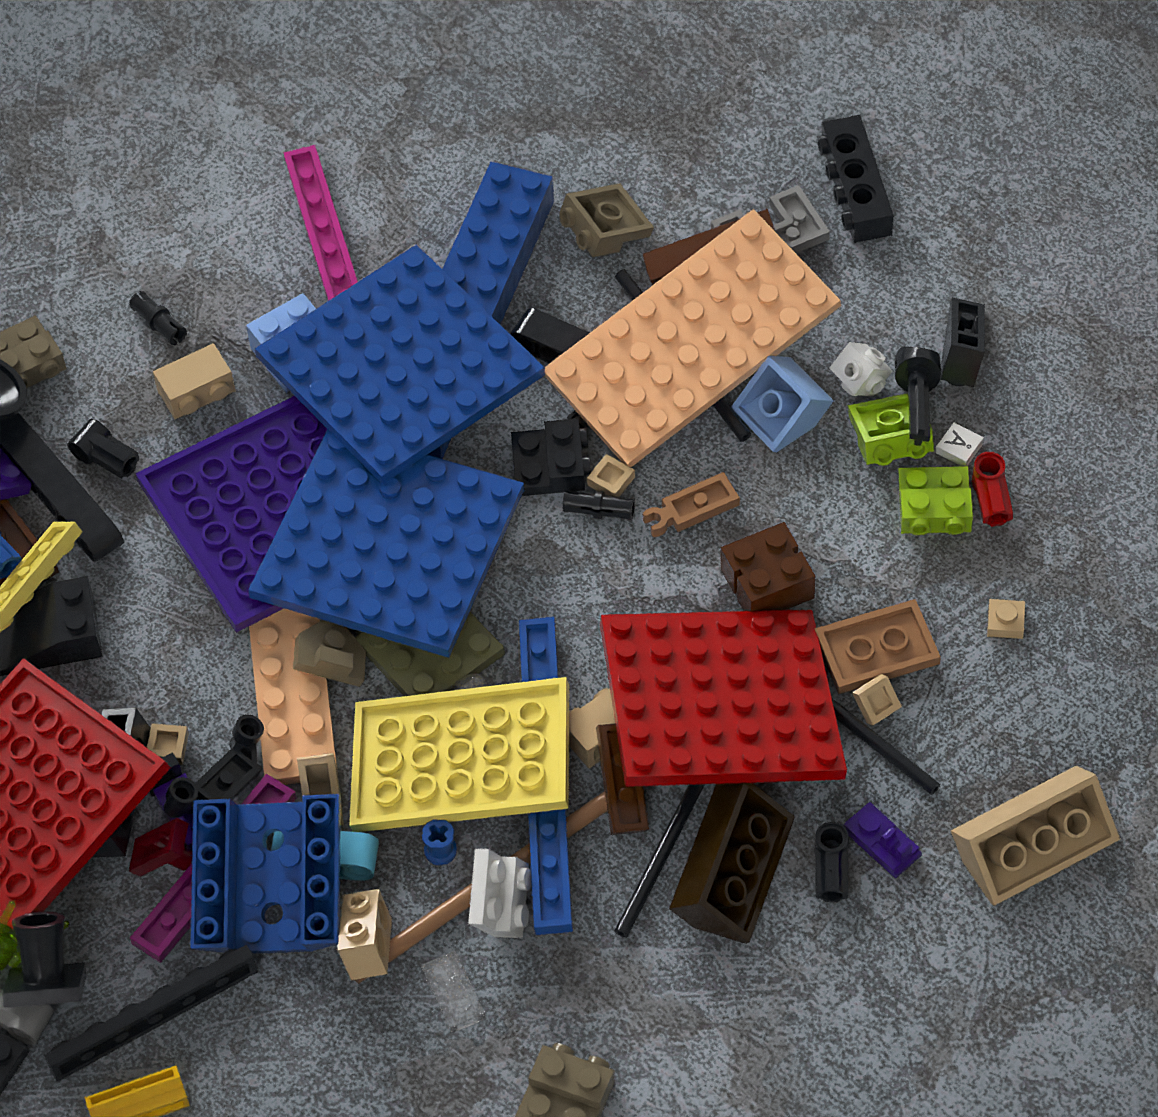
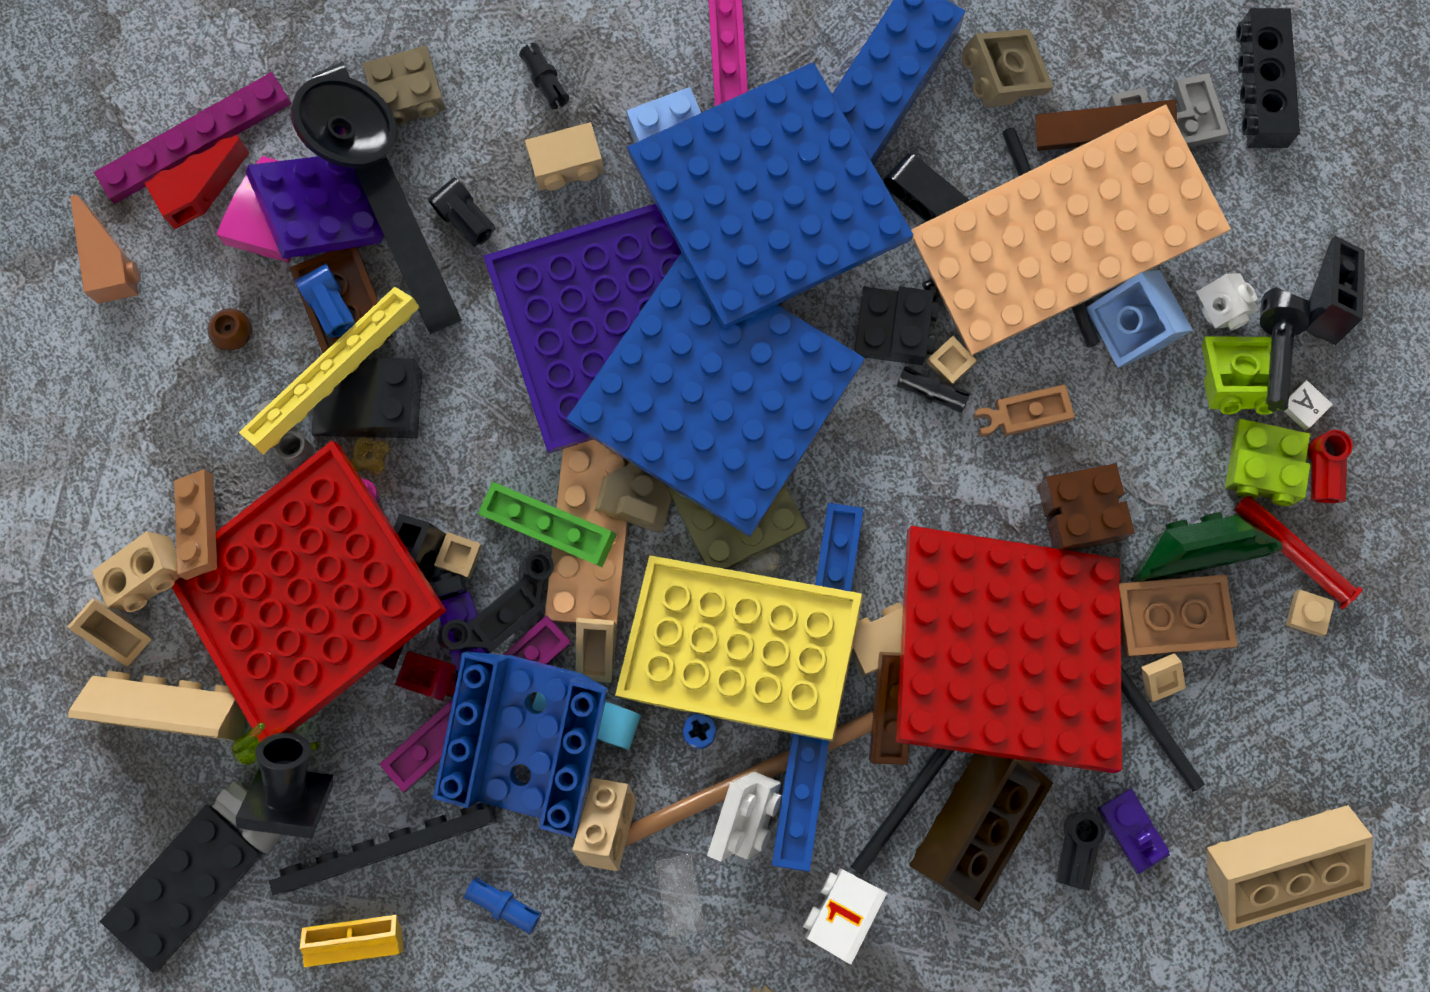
camera: 10 degrees right, 20 degrees up
(62, 669) = (362, 448): none -> clear yellow plate
(249, 692) = (547, 524): none -> bright green plate
(280, 1036) = (502, 905): none -> blue pin
(616, 963) = (844, 914): none -> white slope
(893, 578) = (1203, 546): none -> dark green wedge
(981, 568) = (1299, 552): none -> red axle

